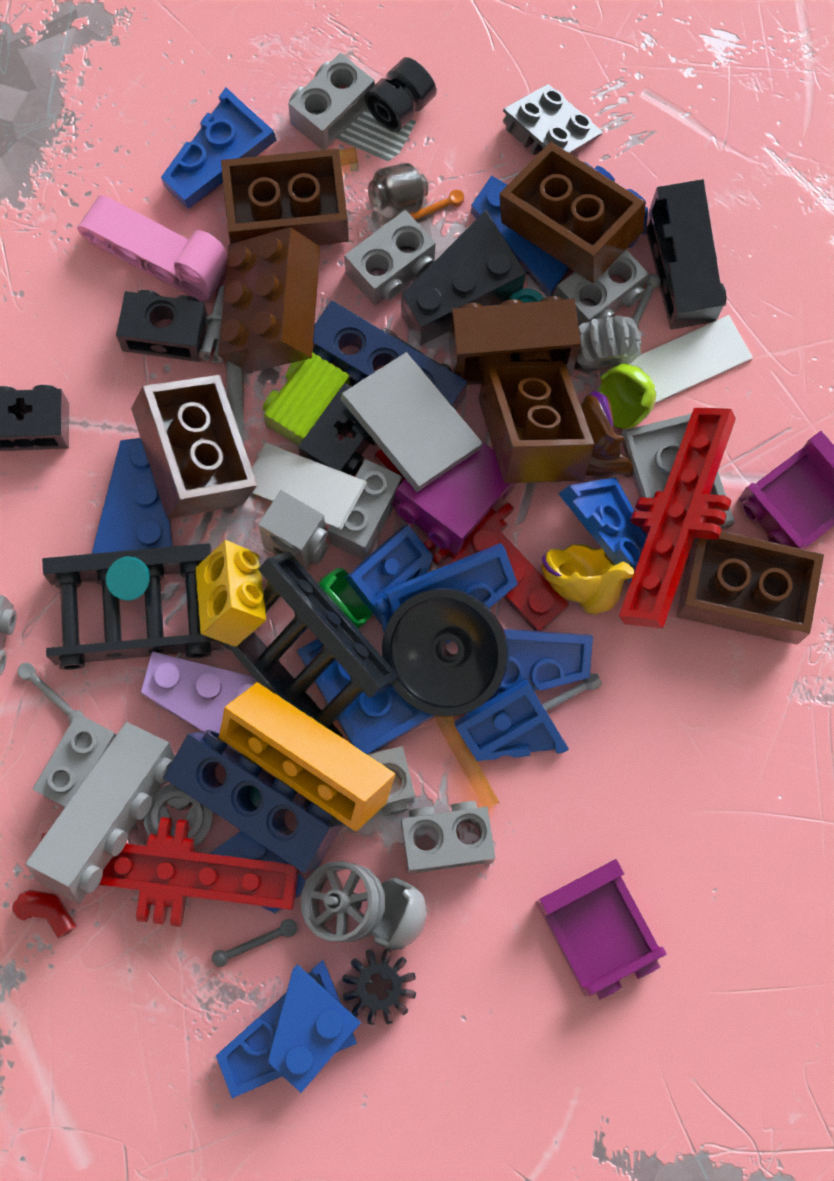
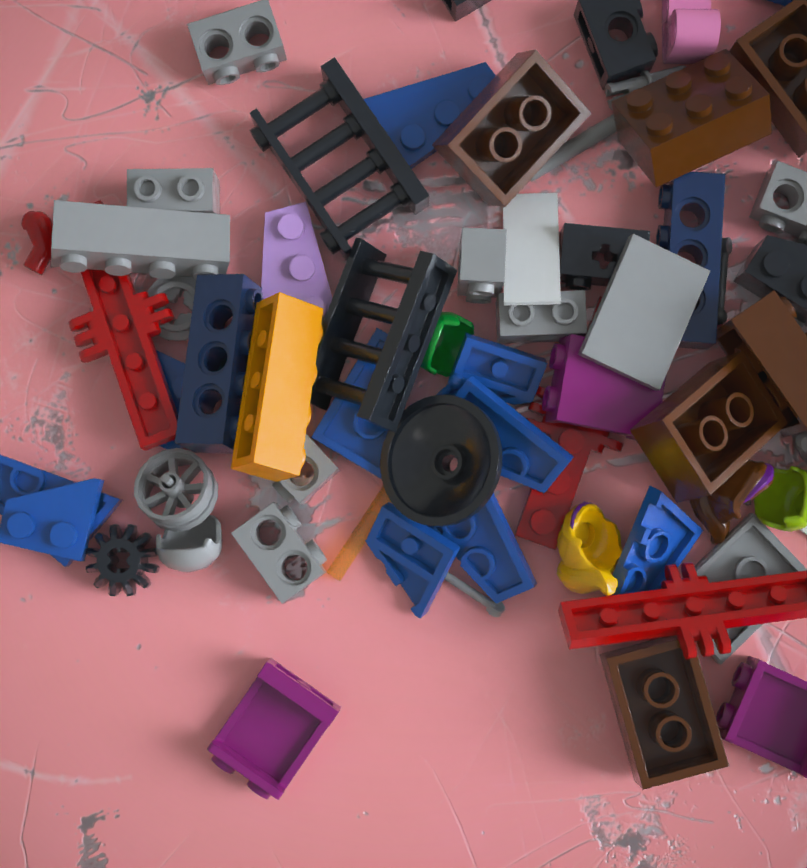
camera: 70 degrees right, 10 degrees up
(28, 672) = (234, 106): light grey hinge -> none
(128, 578) = (356, 142): teal tile -> none
(230, 594) = (390, 239): yellow brick -> none
(287, 928) = (133, 454): dark grey hinge -> none
(303, 397) = (618, 201): lime brick -> none

